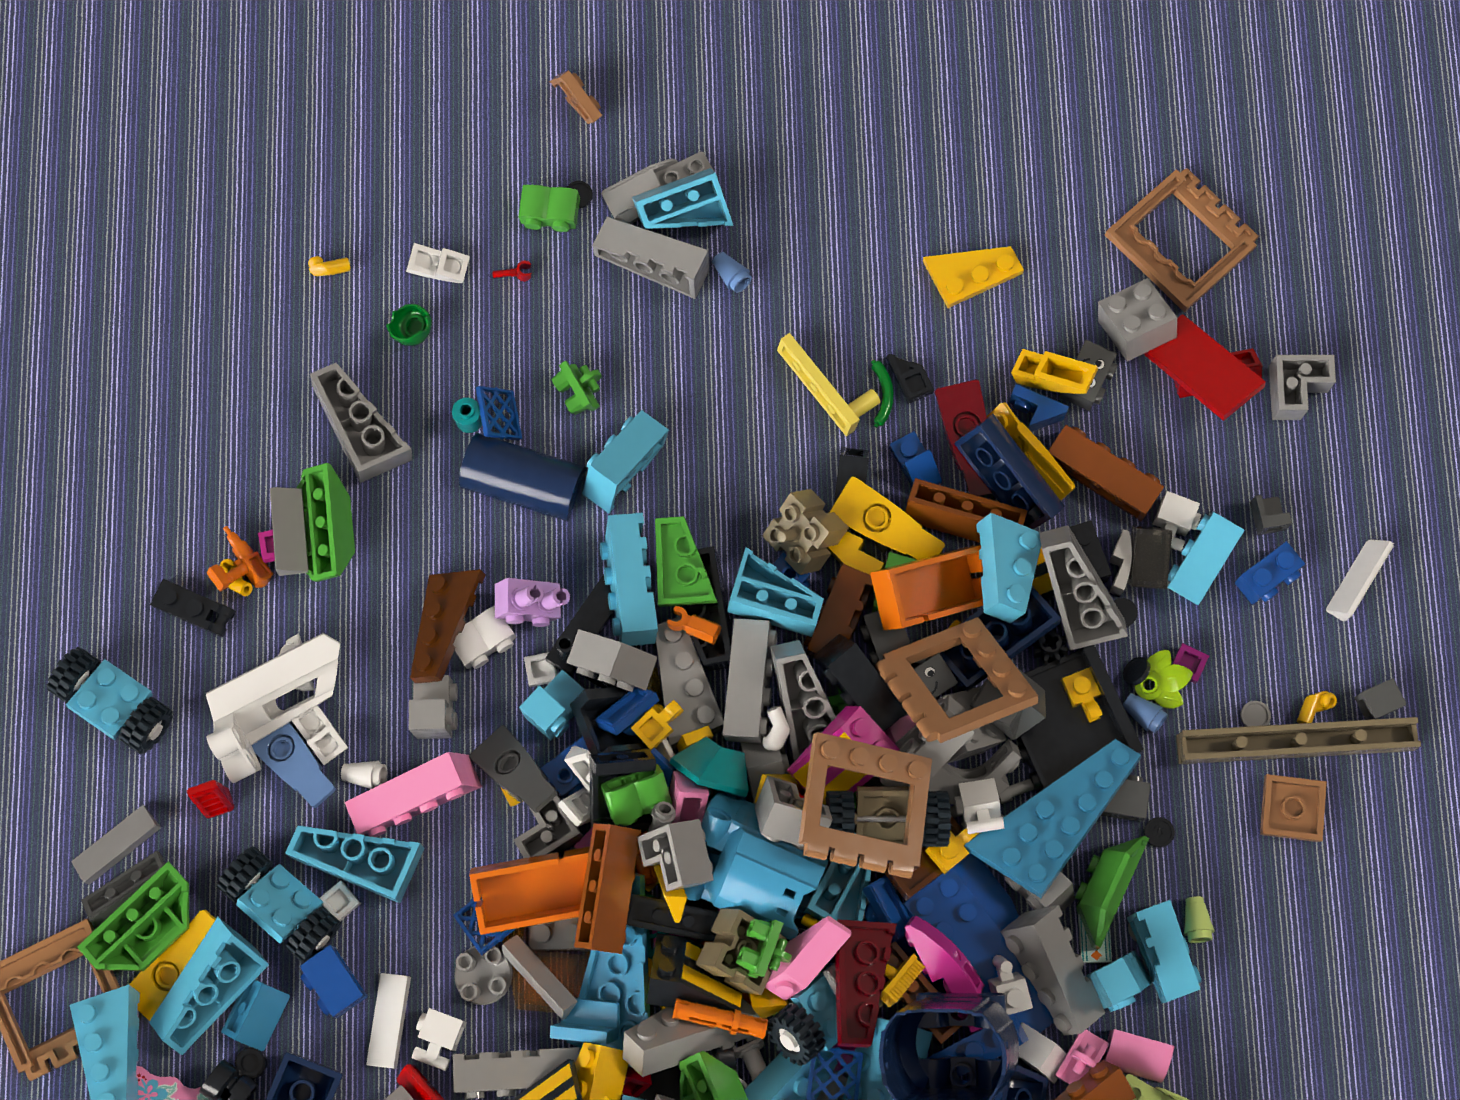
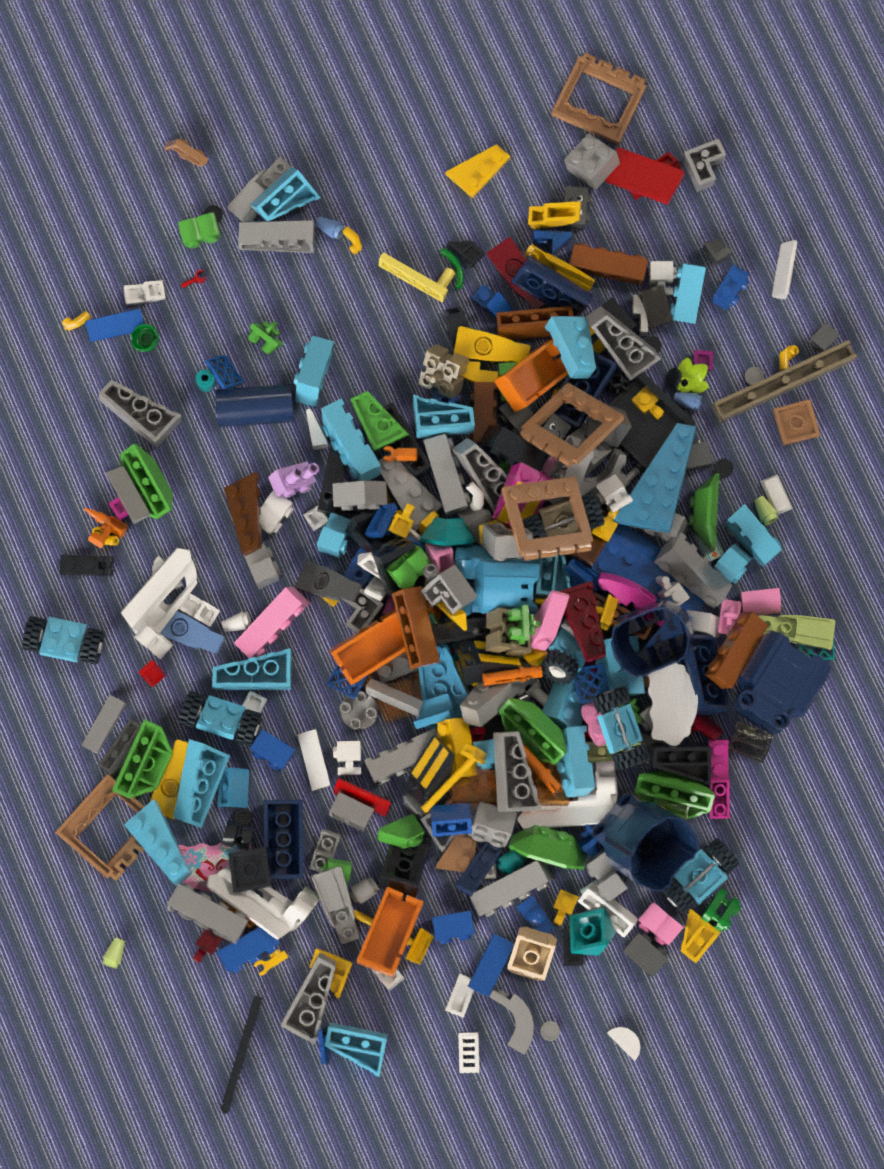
camera: 25 degrees left, 5 degrees up
(377, 291) = (114, 325): none -> blue slope
(589, 555) = (317, 436): none -> white slope
(758, 299) = (354, 237): none -> yellow arm
(1223, 902) = (776, 494): none -> white tile

